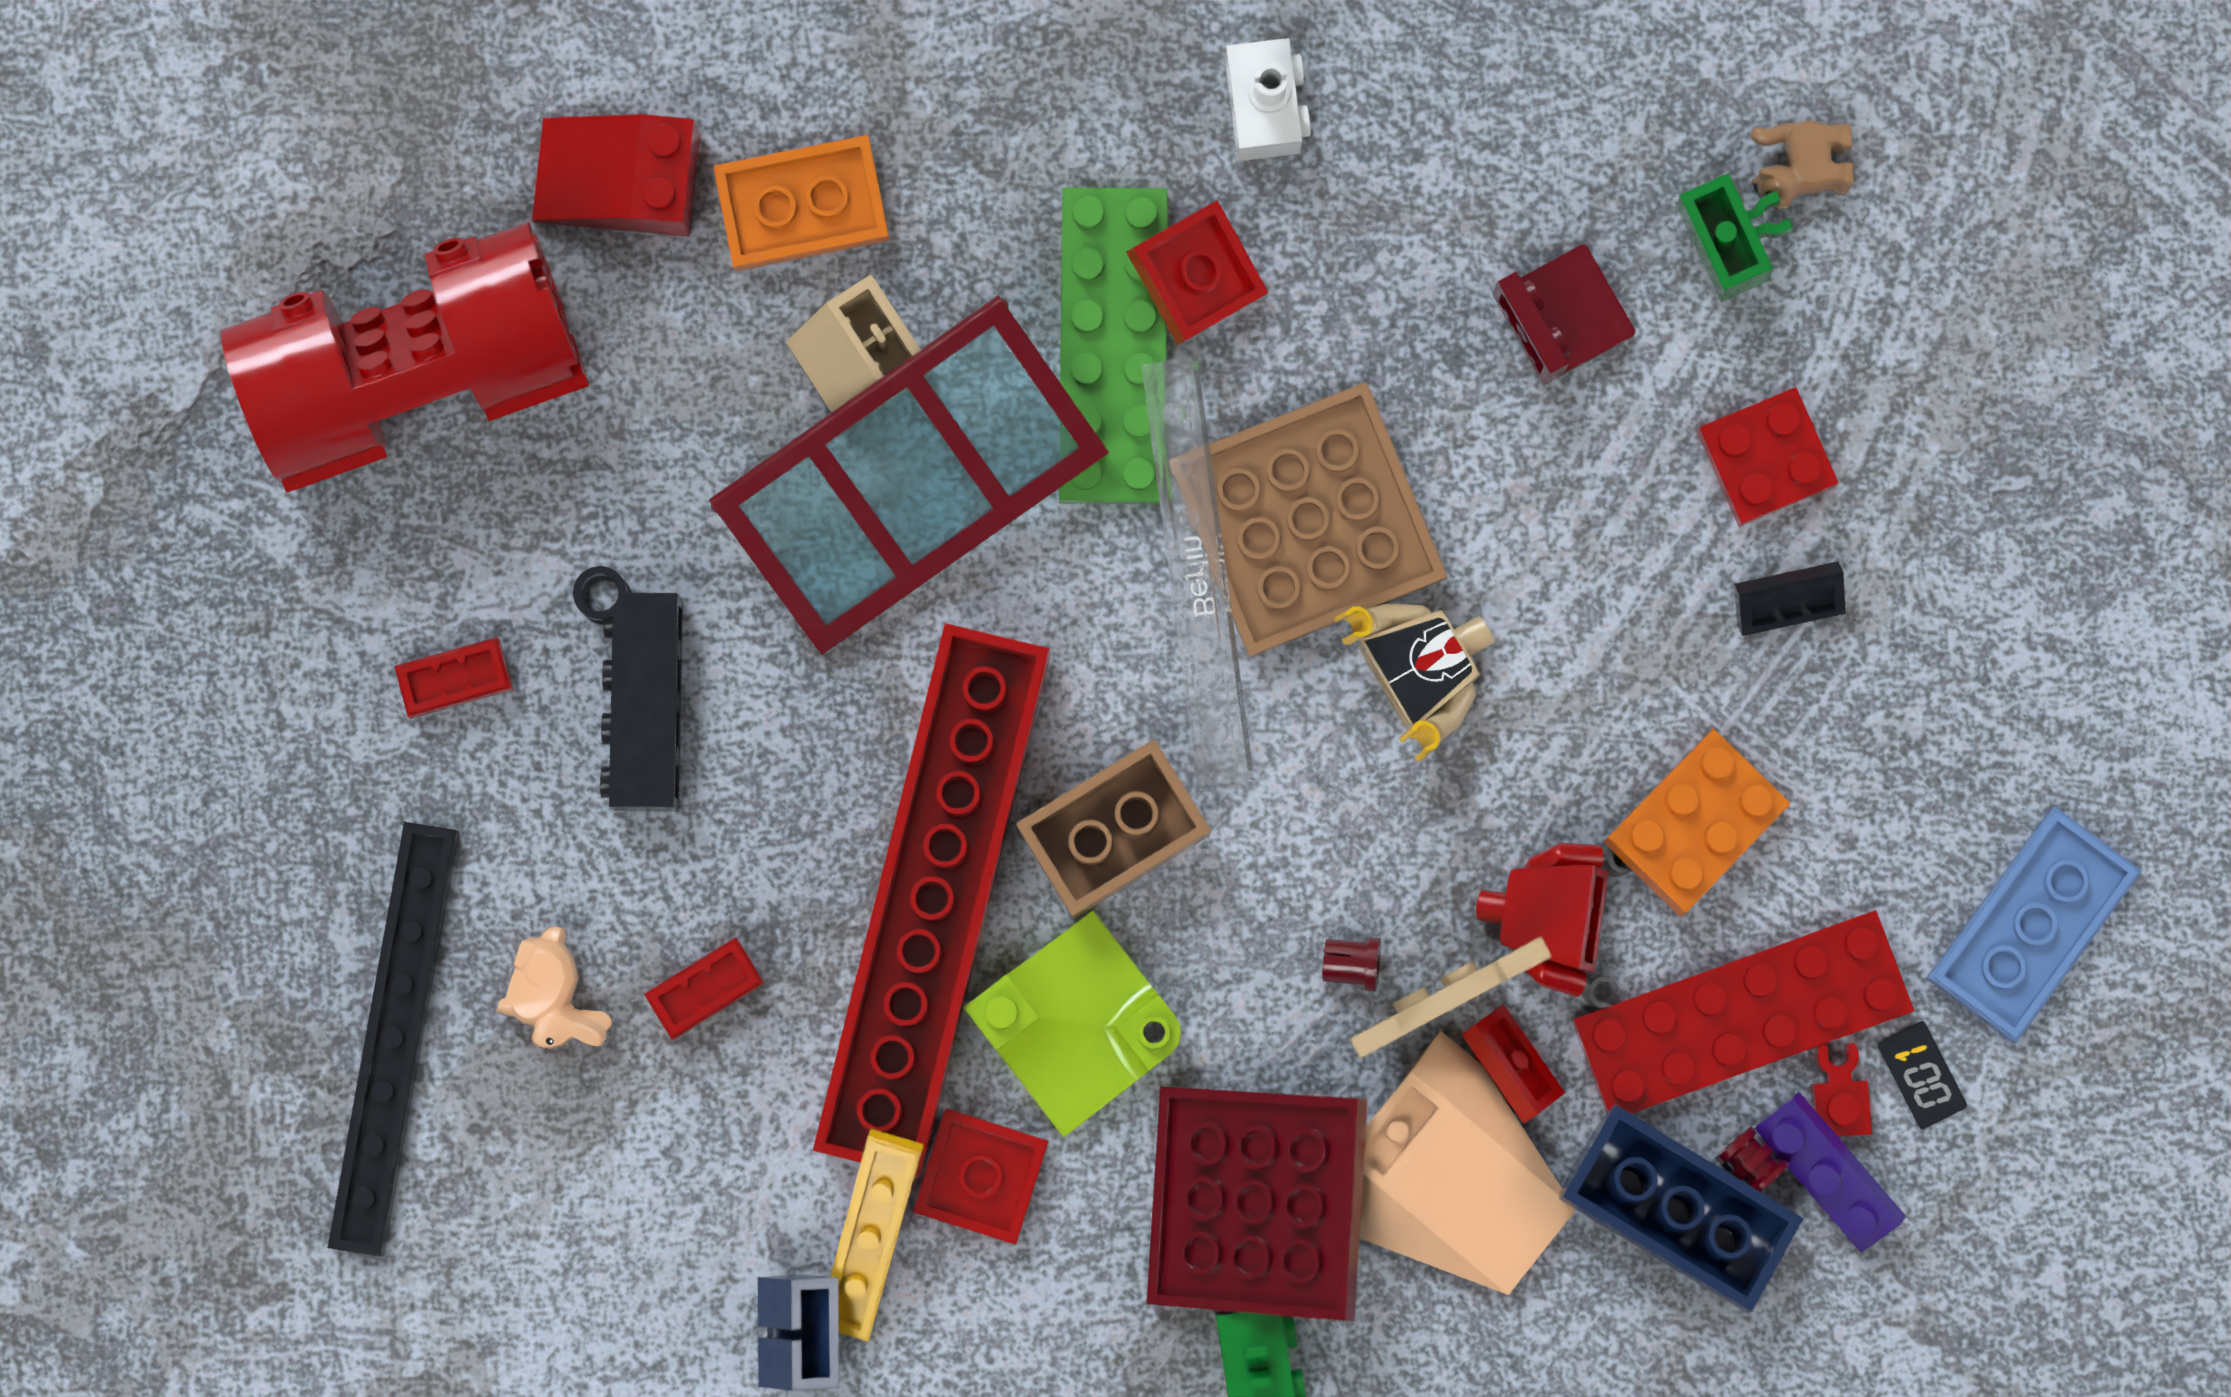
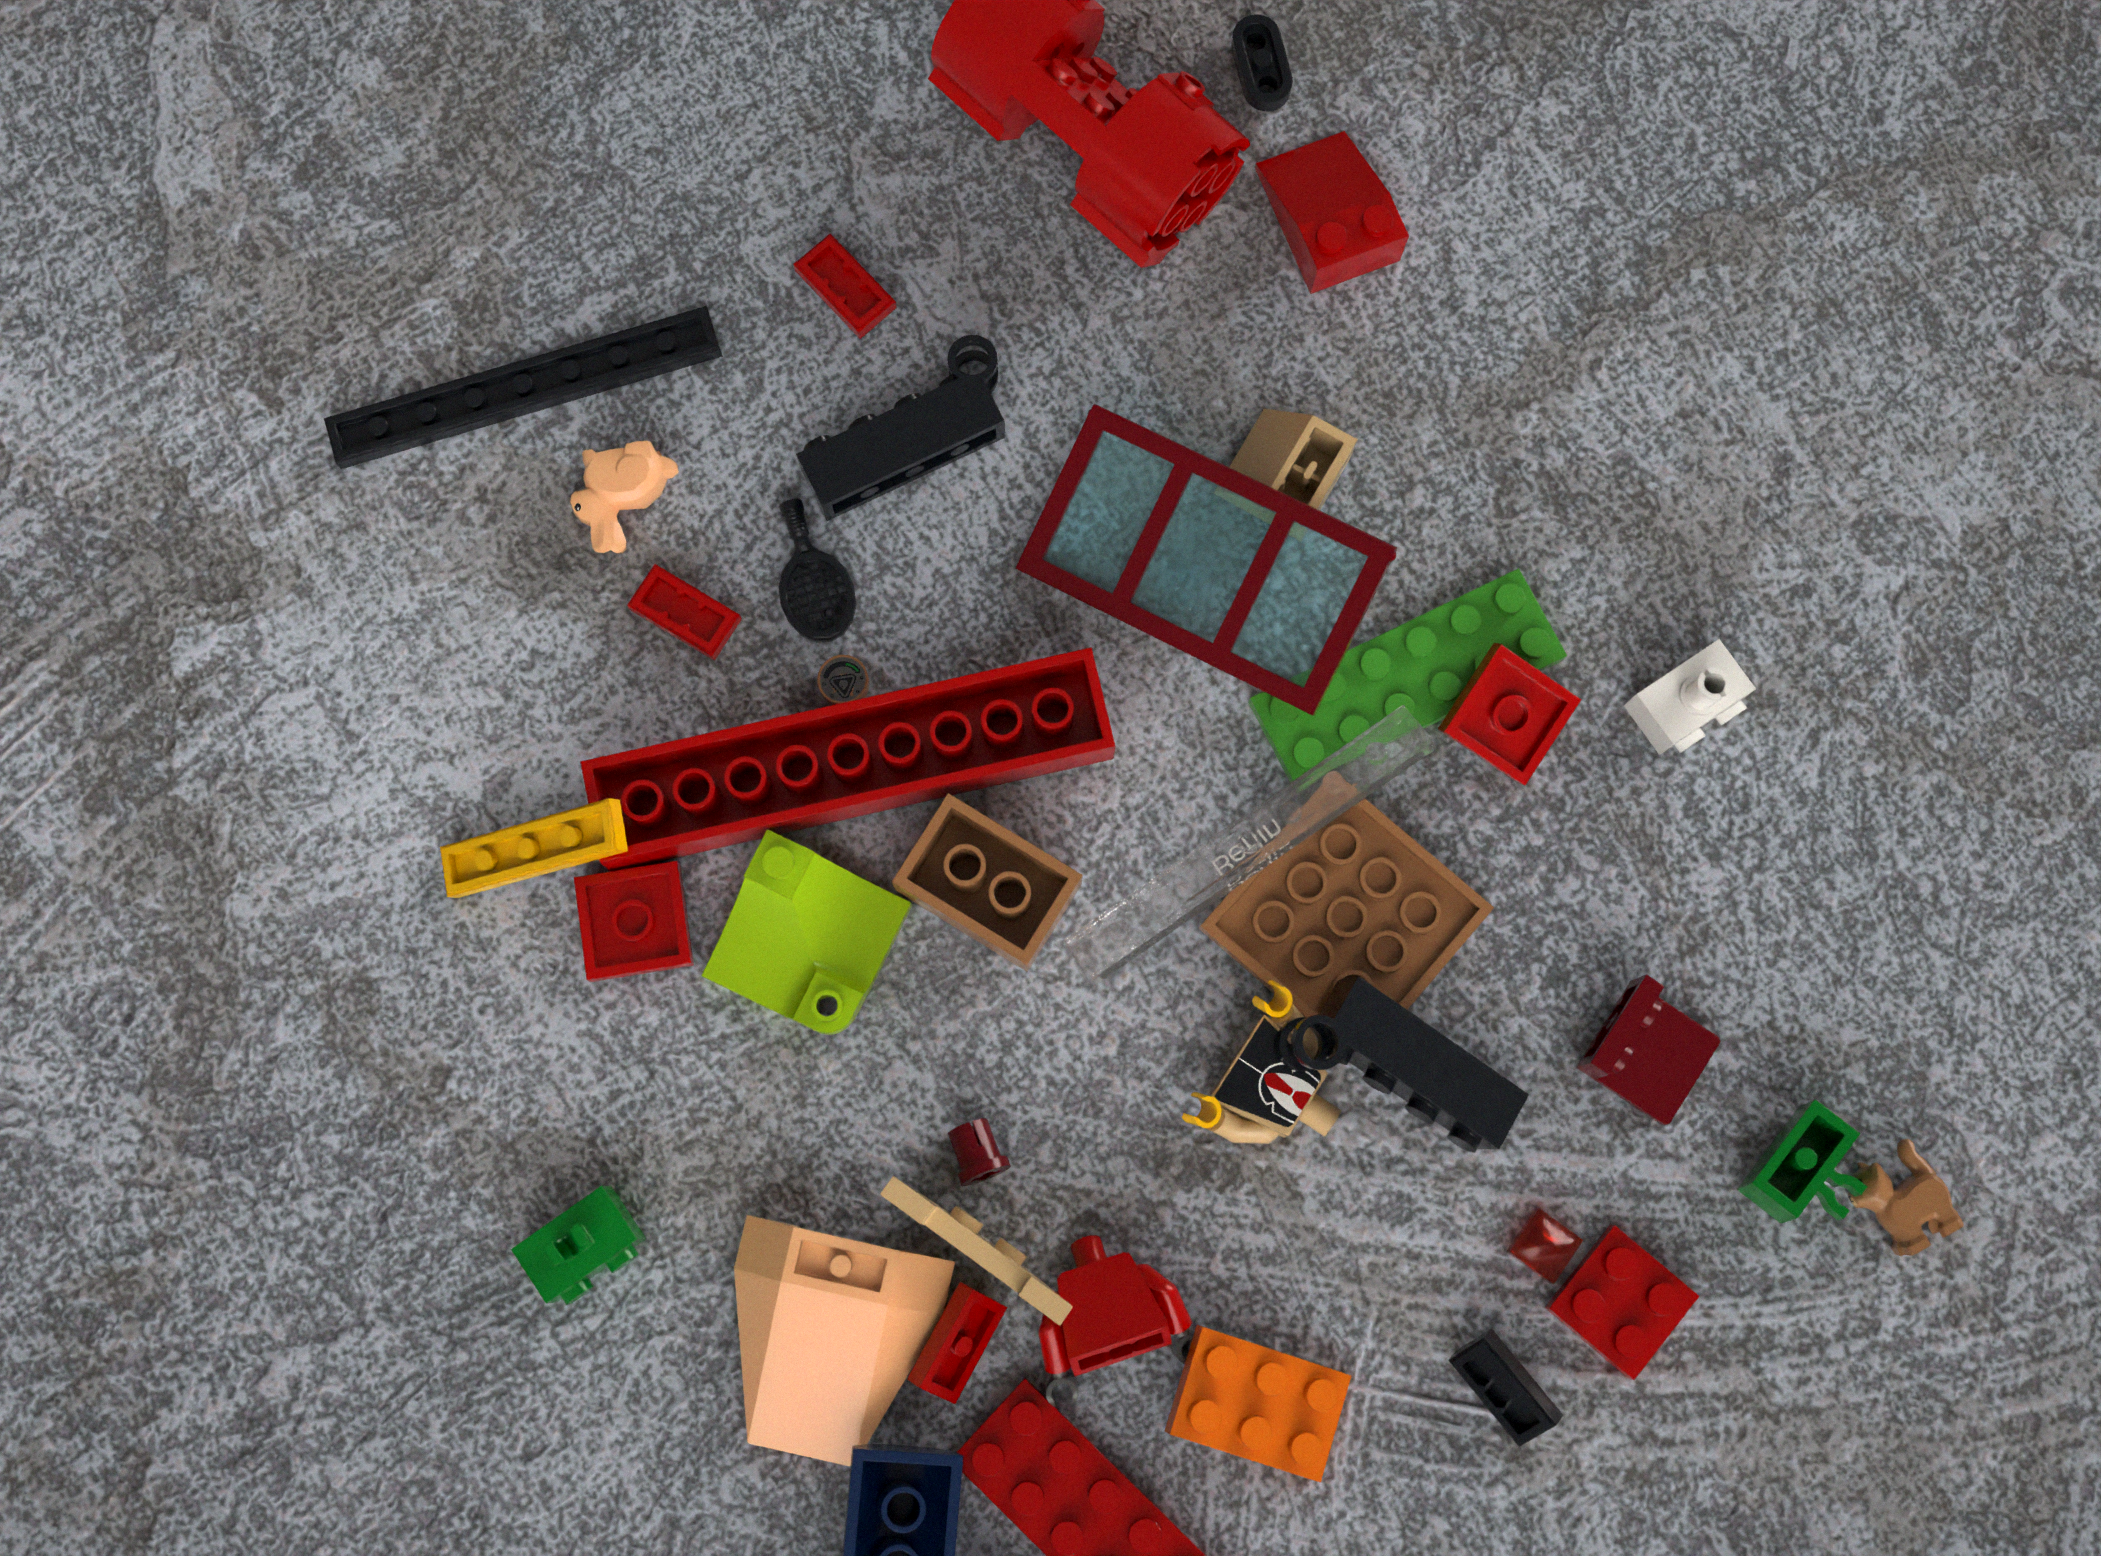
camera: 60 degrees right, 5 degrees down
(435, 161) = (1262, 66): none -> black plate
(679, 842) = (794, 516): none -> black piece
(801, 203) = (1387, 364): orange plate -> none
(801, 1332) = (414, 839): dark blue piece -> none
(848, 871) = (843, 679): none -> tile
(1257, 1202) = (718, 1173): dark red plate -> none
(1466, 532) = (1408, 1059): none -> black hinge
(1686, 498) = (1544, 1246): none -> clear red tile

